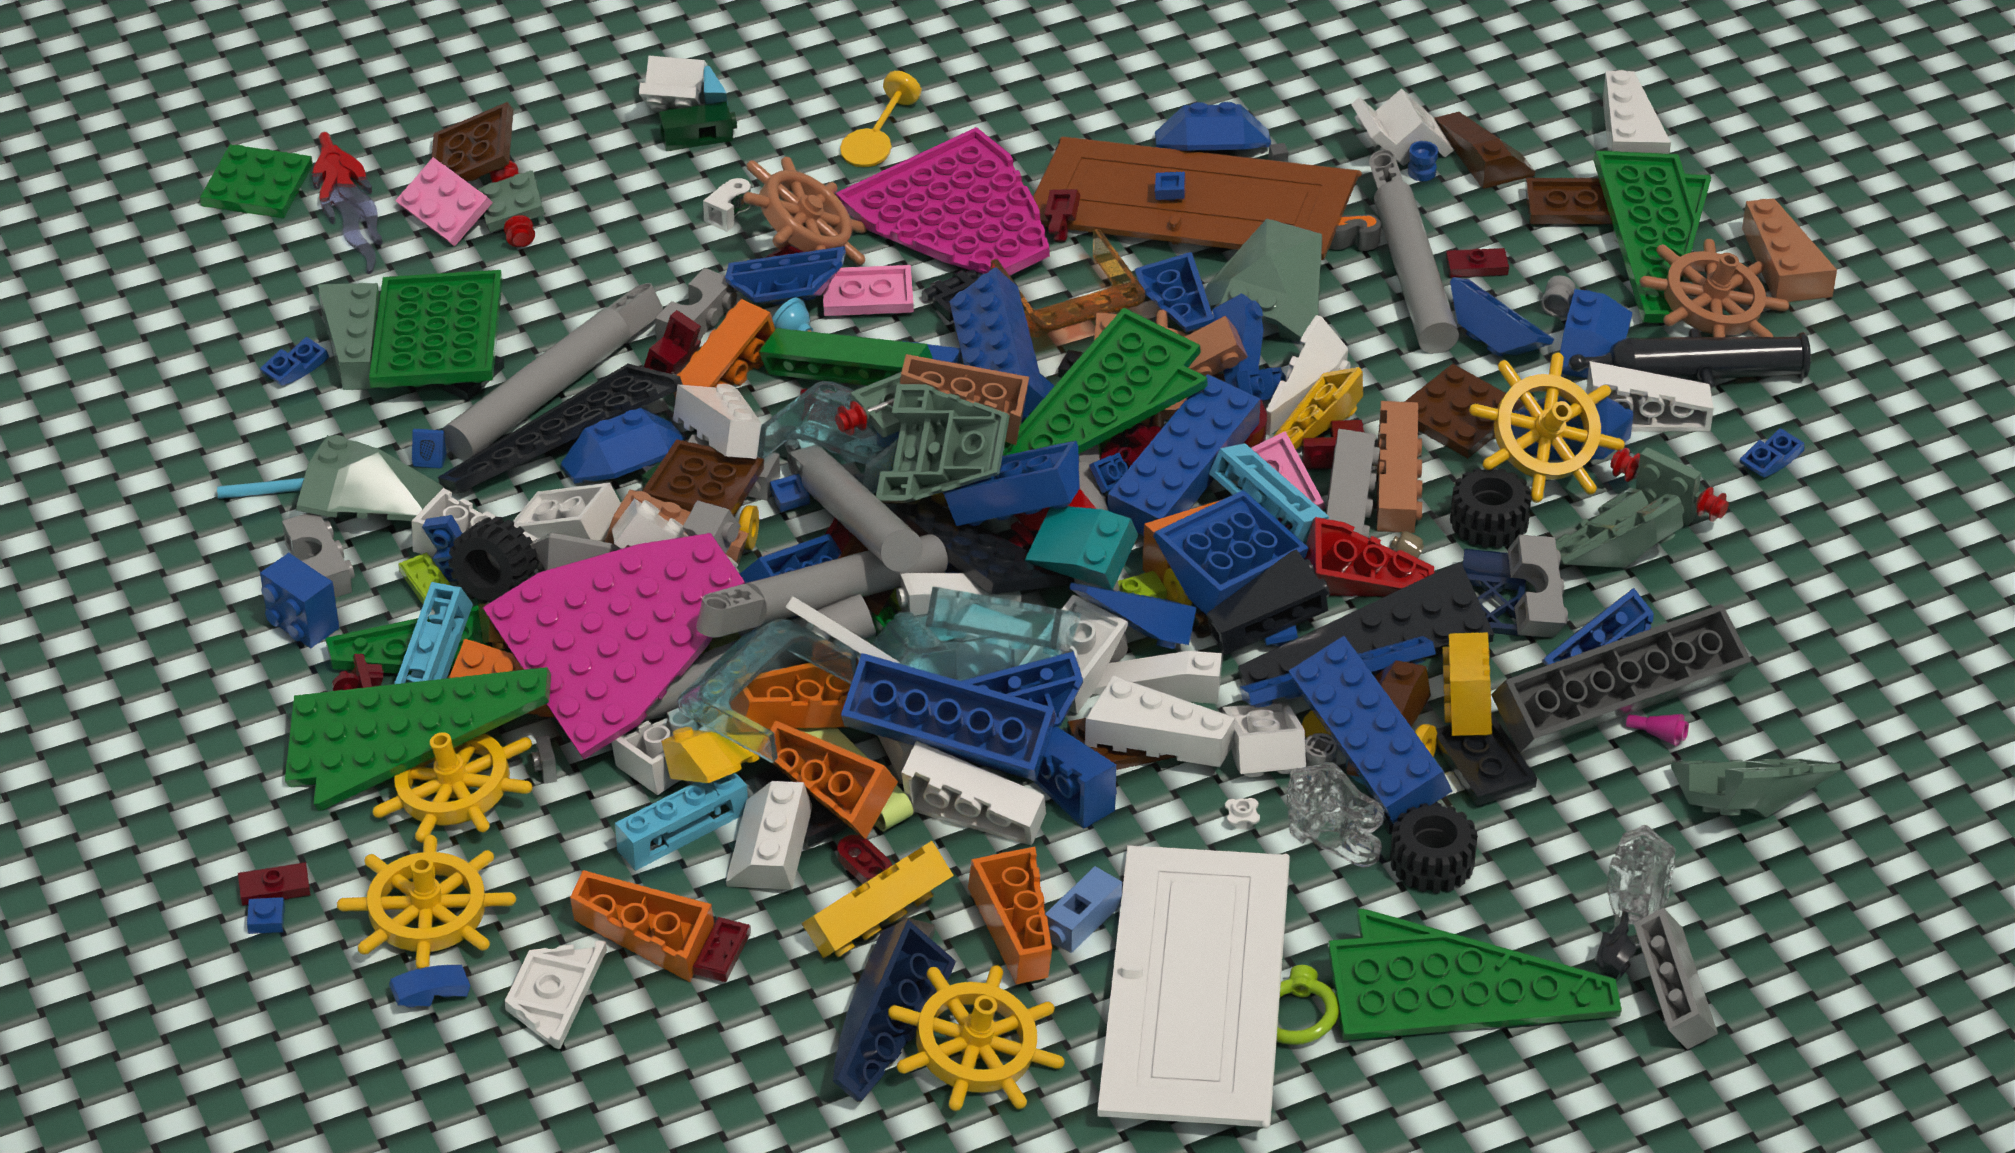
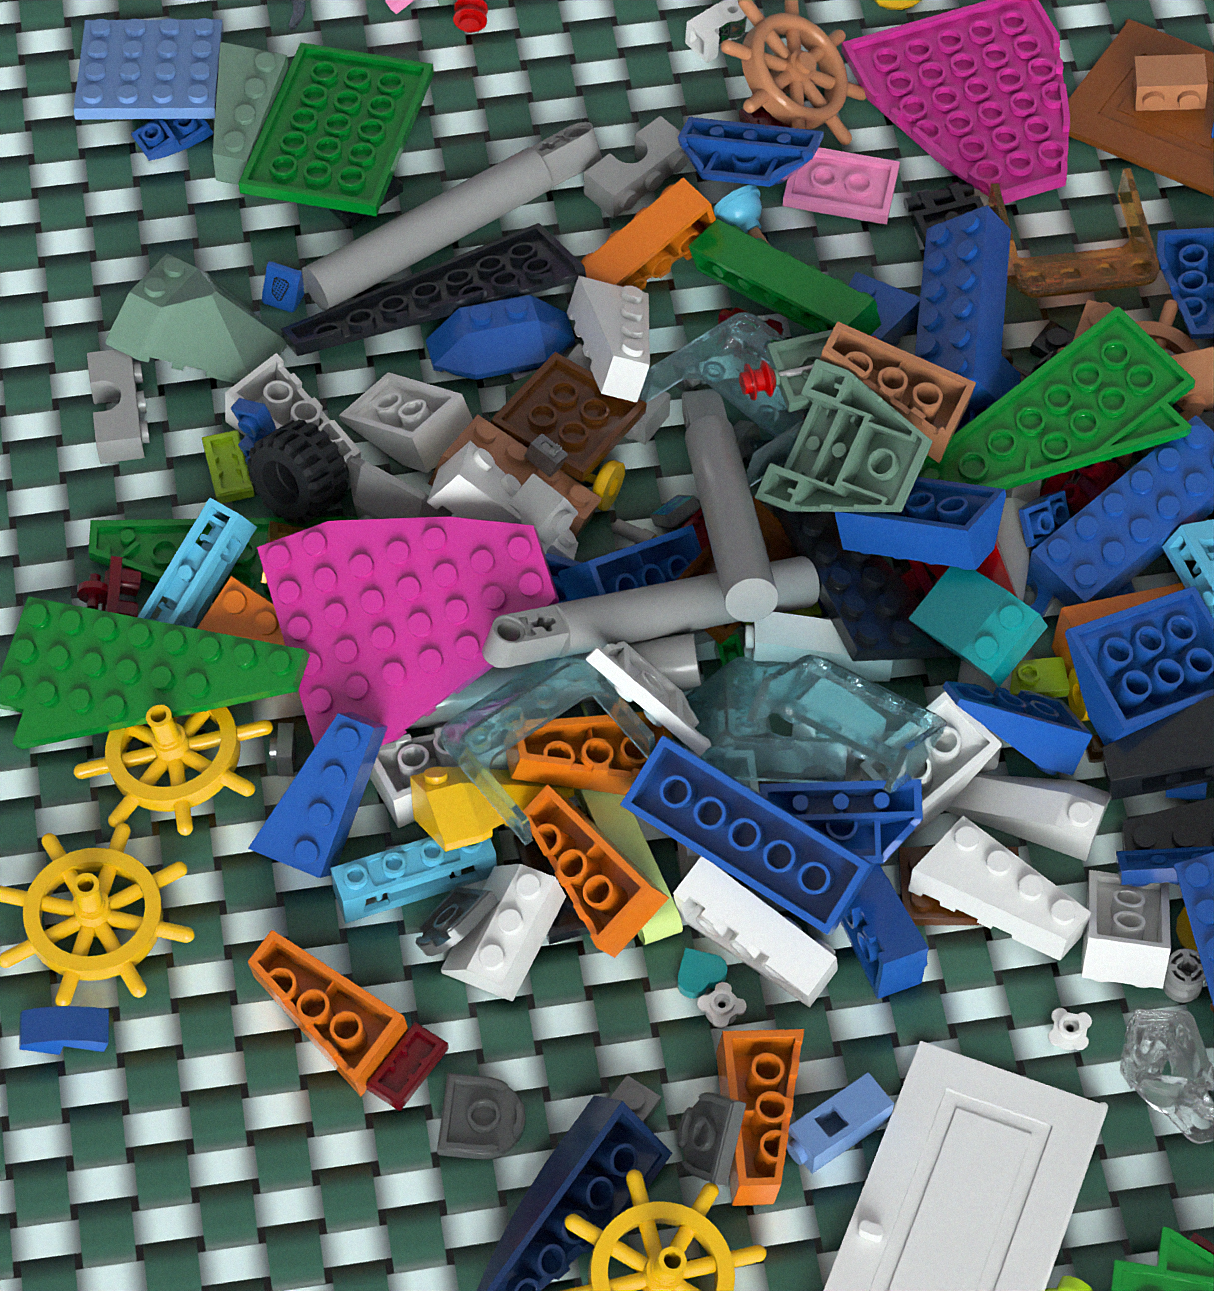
camera: 15 degrees right, 15 degrees up
(259, 488) = (80, 294): medium azure bar -> none
(260, 319) = (148, 69): none -> medium blue plate
(299, 600) = (72, 467): blue brick -> none
(553, 988) = (201, 1069): white wing -> none
(593, 776) = (323, 799): none -> blue wedge
(676, 346) = (592, 220): dark red brick -> none
(689, 499) = (546, 455): none -> flat silver piece
(728, 837) = (454, 919): none -> dark grey tile
(789, 492) = (669, 444): blue plate -> none
(792, 973) = (479, 1118): none -> dark grey tile
(811, 532) = (675, 511): none -> dark grey tile
(868, 859) = (606, 988): dark red plate -> none
(878, 900) = (600, 1053): yellow wedge -> none
(943, 835) = (699, 972): none -> teal tile
(960, 856) = (721, 1016): none -> white plate
(984, 933) = (710, 1136): none -> dark grey tile
(1060, 208) = (1096, 124): dark red plate -> none
(1110, 168) = (1170, 82): none -> nougat brick

